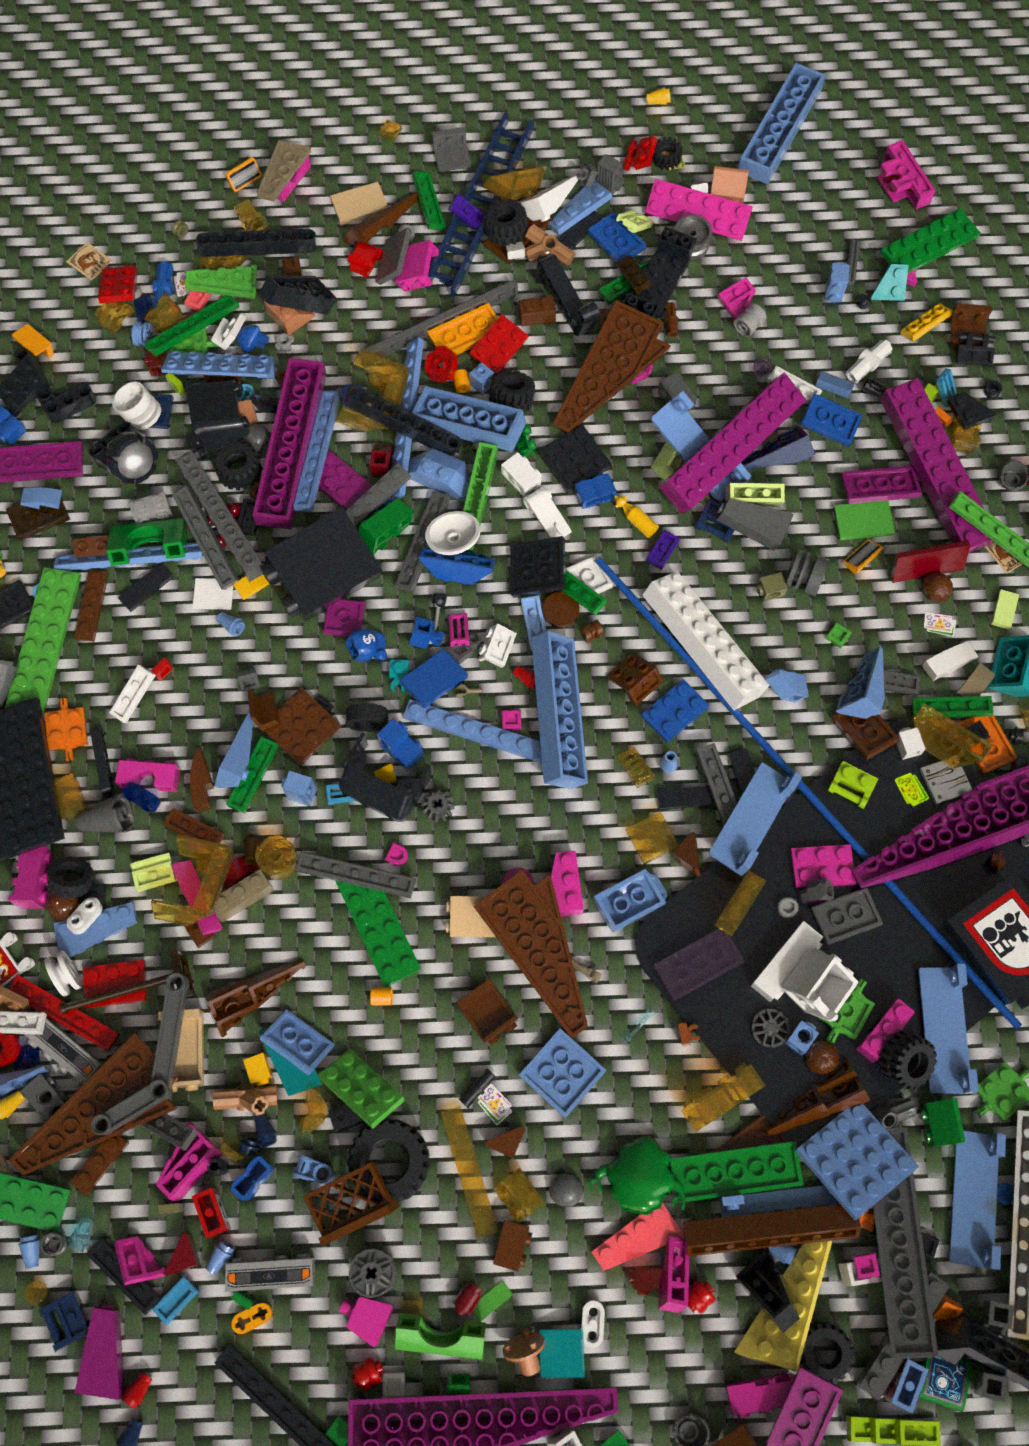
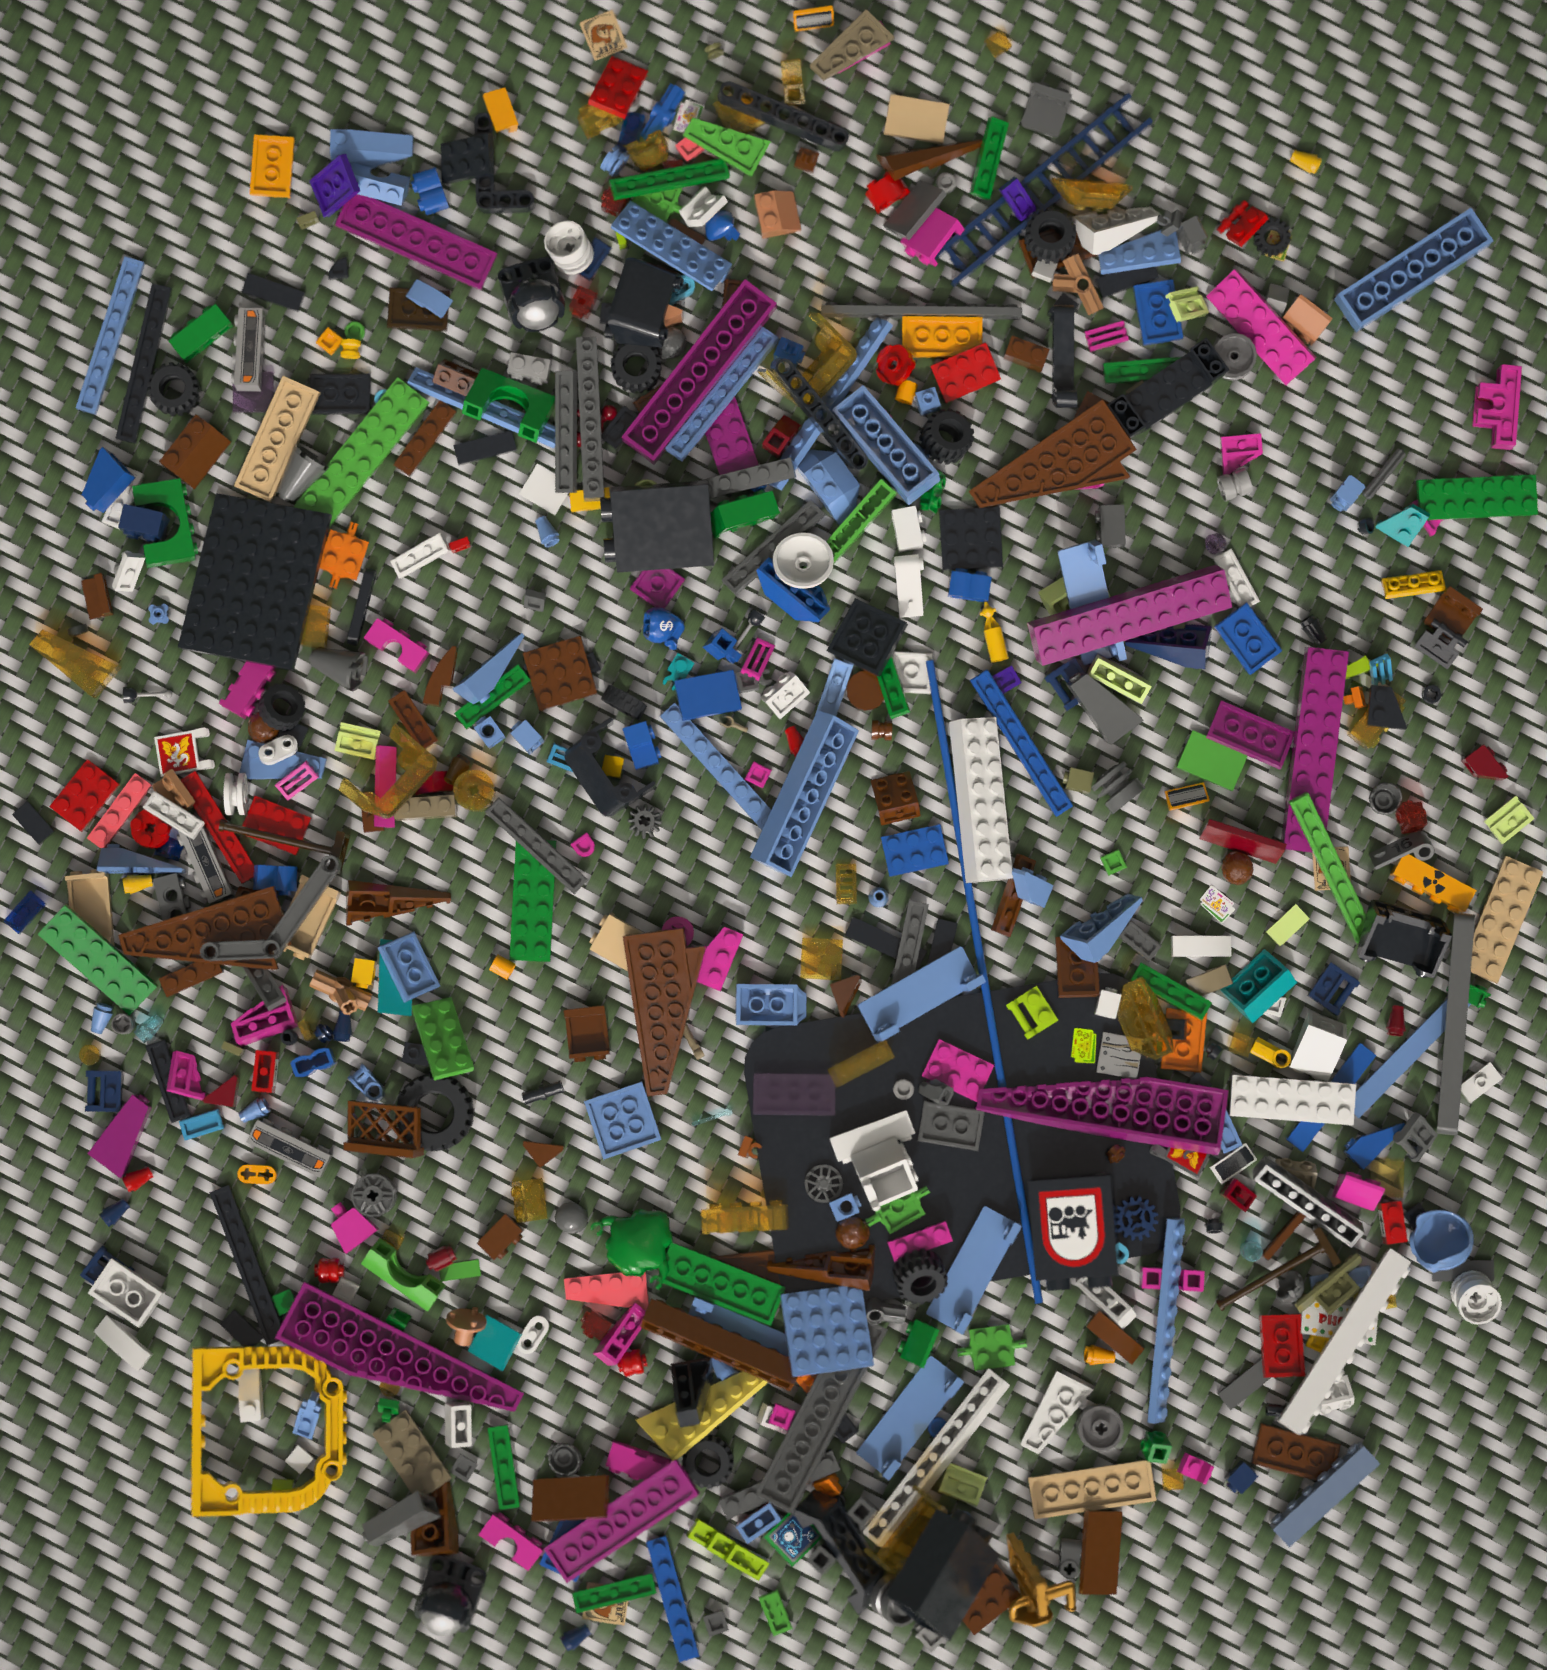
camera: 25 degrees right, 15 degrees up
(121, 917) = (309, 770): none -> dark pink tile
(141, 797) = (381, 664): clear blue plate -> none
(142, 1024) = (282, 877): none -> blue brick
(170, 442) = (583, 302): none -> clear red brick
(241, 1298) = (256, 1155): green tile -> none
(263, 709) = (533, 640): reddish brown panel -> none
(264, 403) = (697, 314): black tile -> none
(270, 809) = (491, 740): none -> medium blue brick
(282, 338) = (759, 246): light grey plate -> none
(298, 293) = (793, 208): black wedge -> none
(316, 1114) = (392, 1039): clear yellow cylinder -> none
(469, 1172) = (498, 1157): clear yellow tile -> none
(495, 1104) = (550, 1114): sticker -> none
(579, 276) = (1105, 328): none -> dark pink tile
(633, 274) = (1145, 370): dark brown plate -> none
(671, 320) = (1157, 438): reddish brown axle -> none
(709, 583) = (1021, 743): none -> blue tile
(778, 708) = (1010, 903): none -> reddish brown plate
(834, 384) = (1278, 601): medium blue slope -> none
(868, 361) = (1326, 596): white piece -> none

